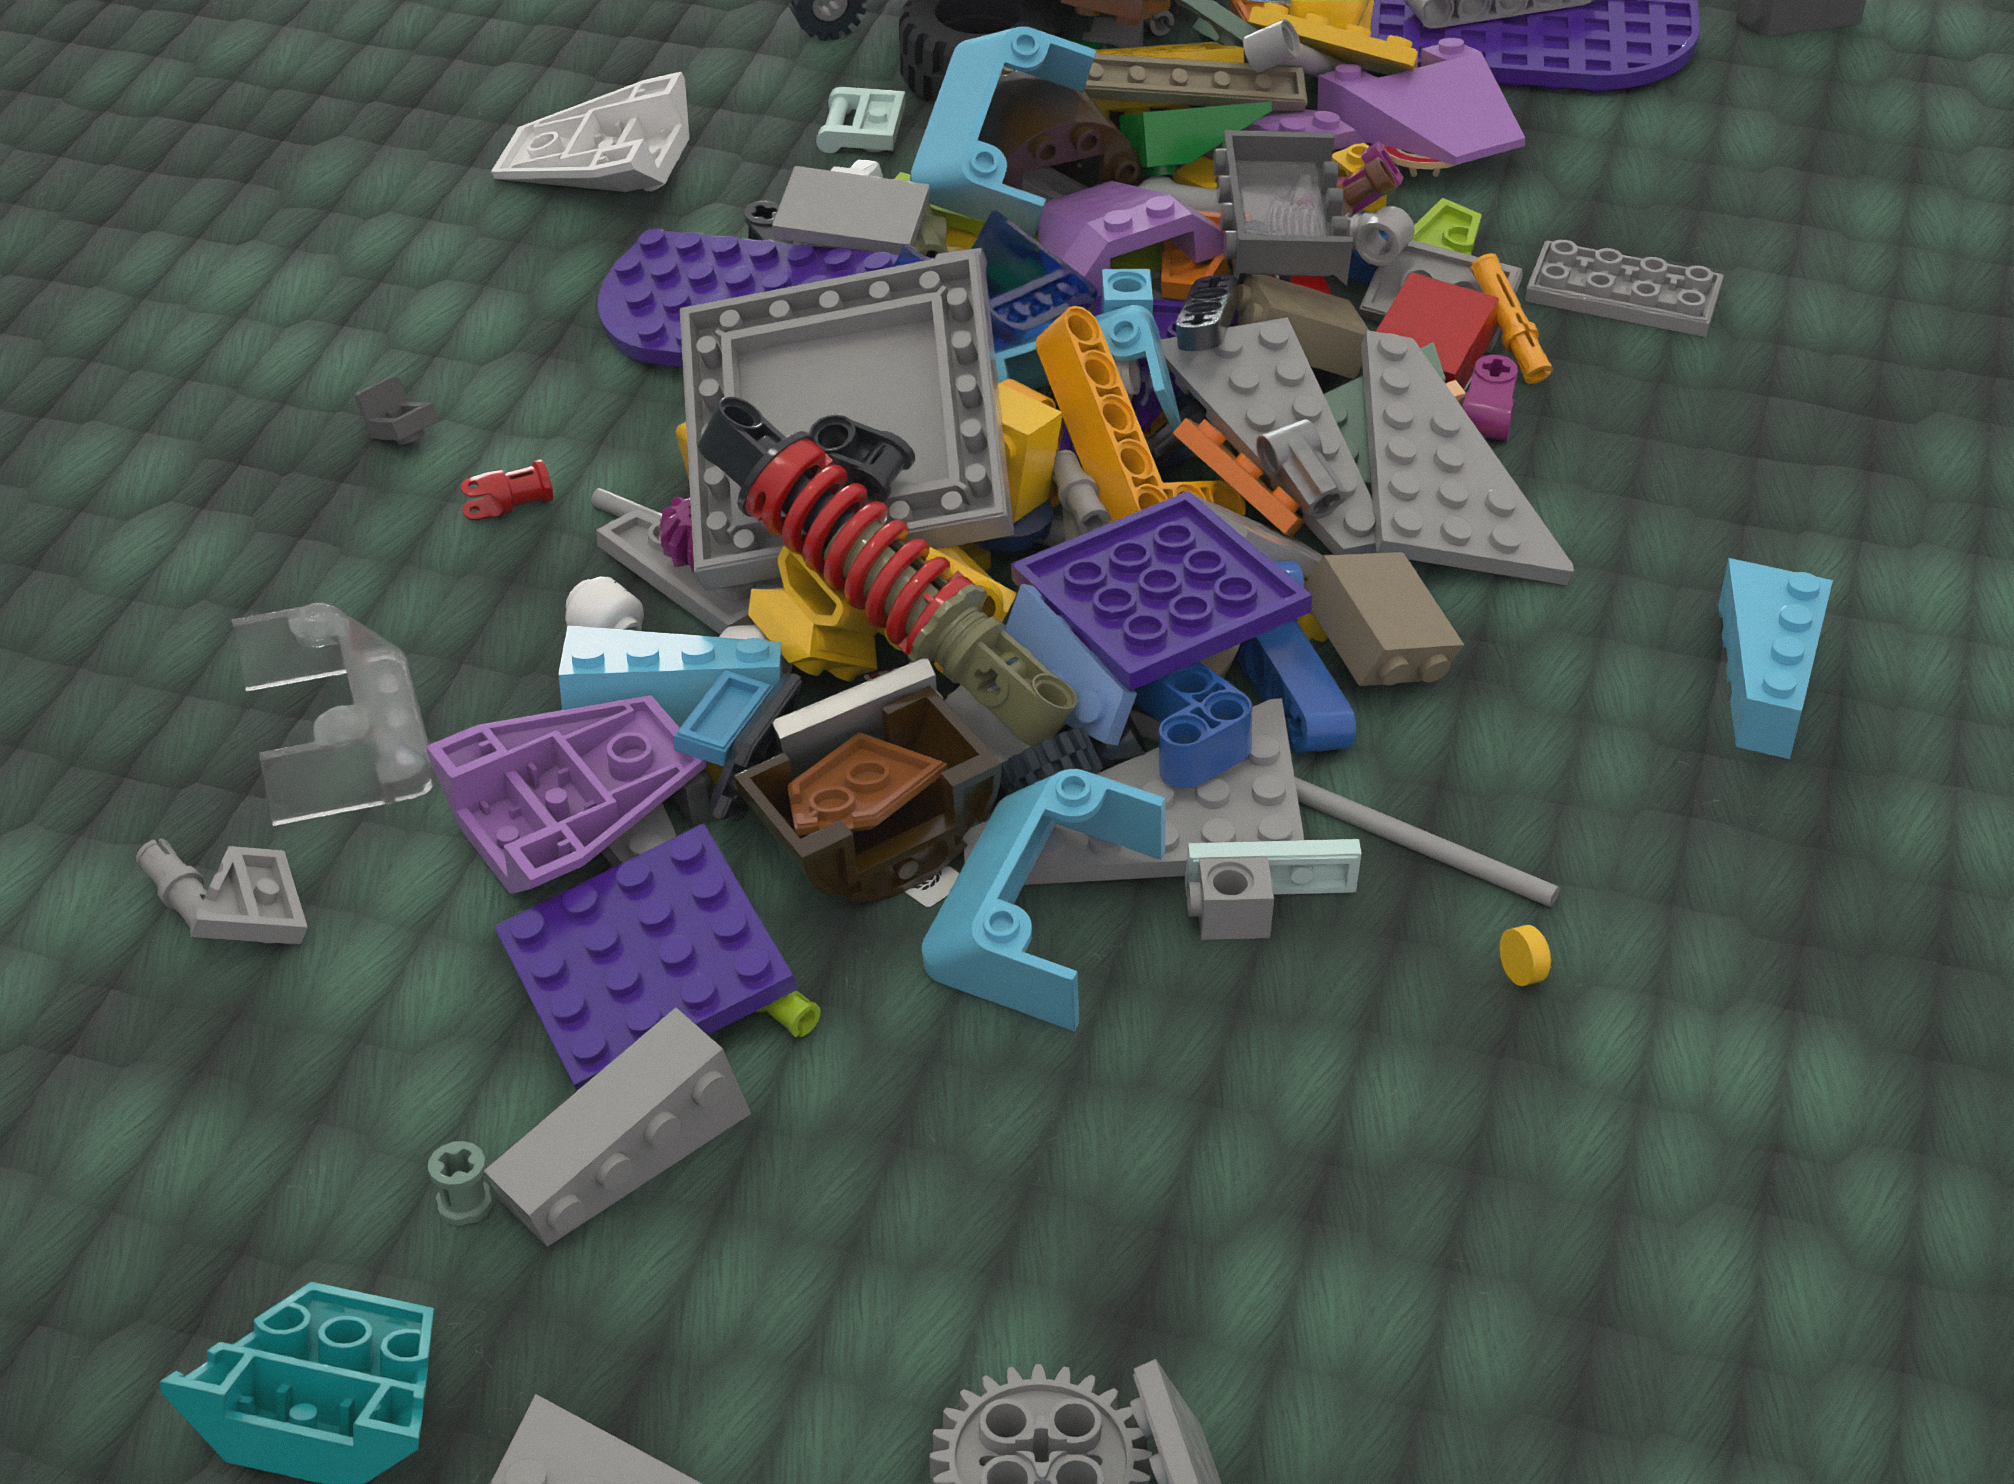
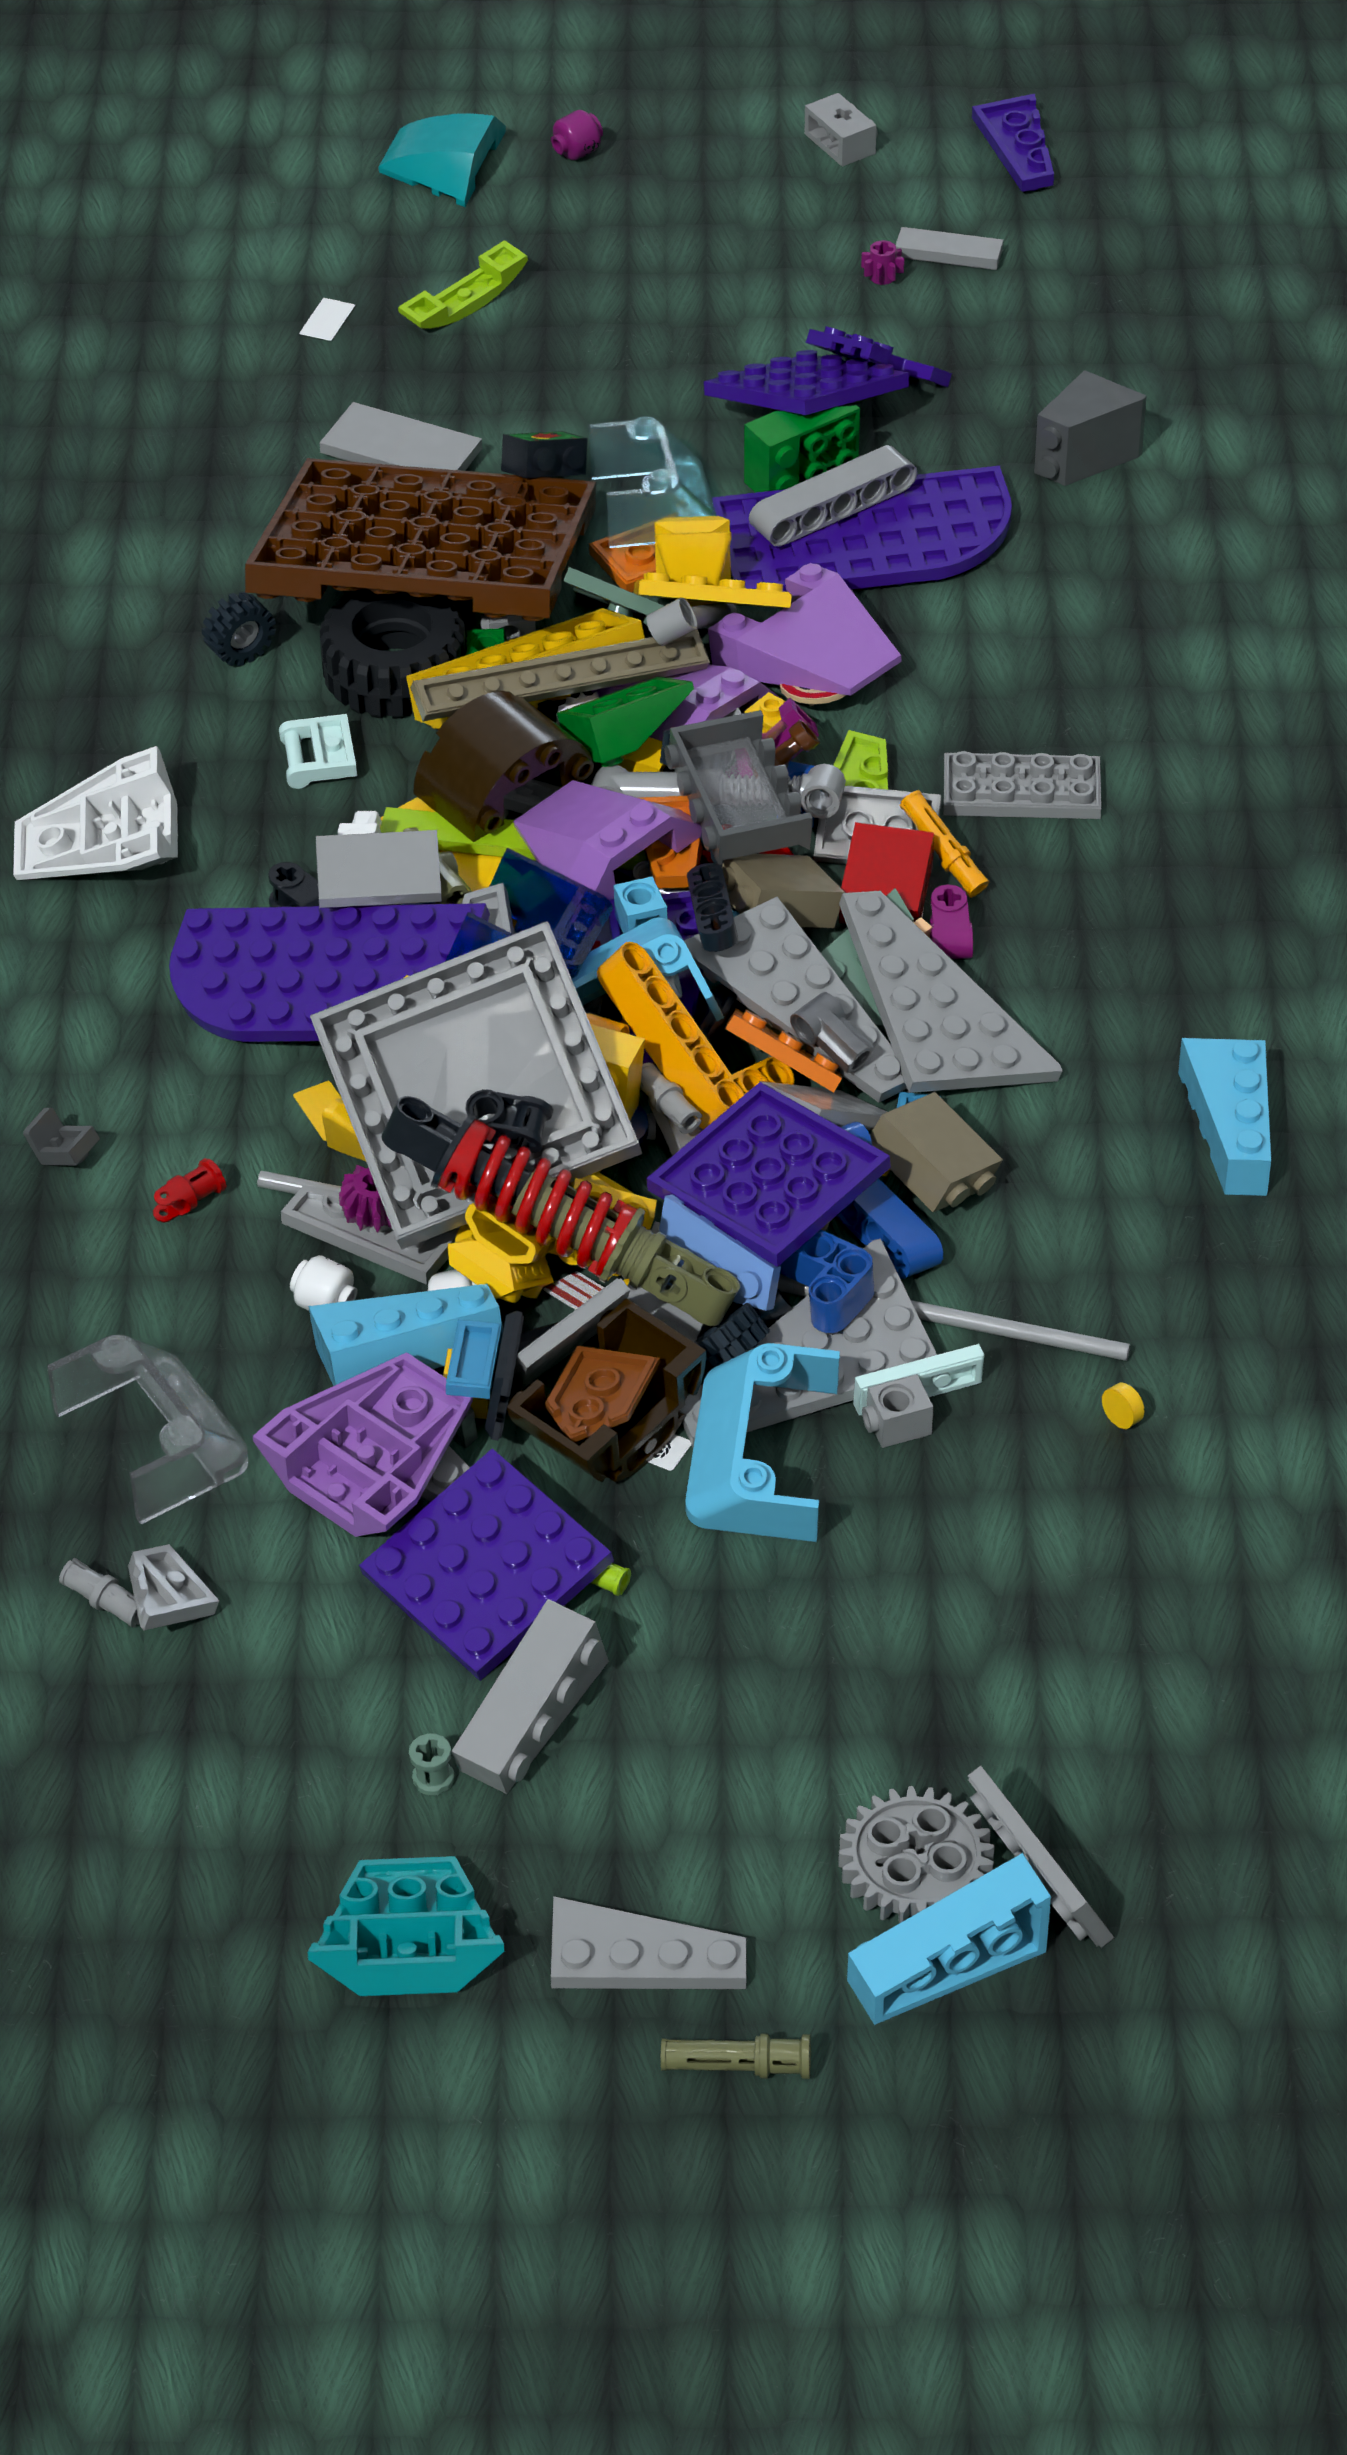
camera: 15 degrees left, 5 degrees up
(968, 172) = (443, 760): medium azure windscreen -> none

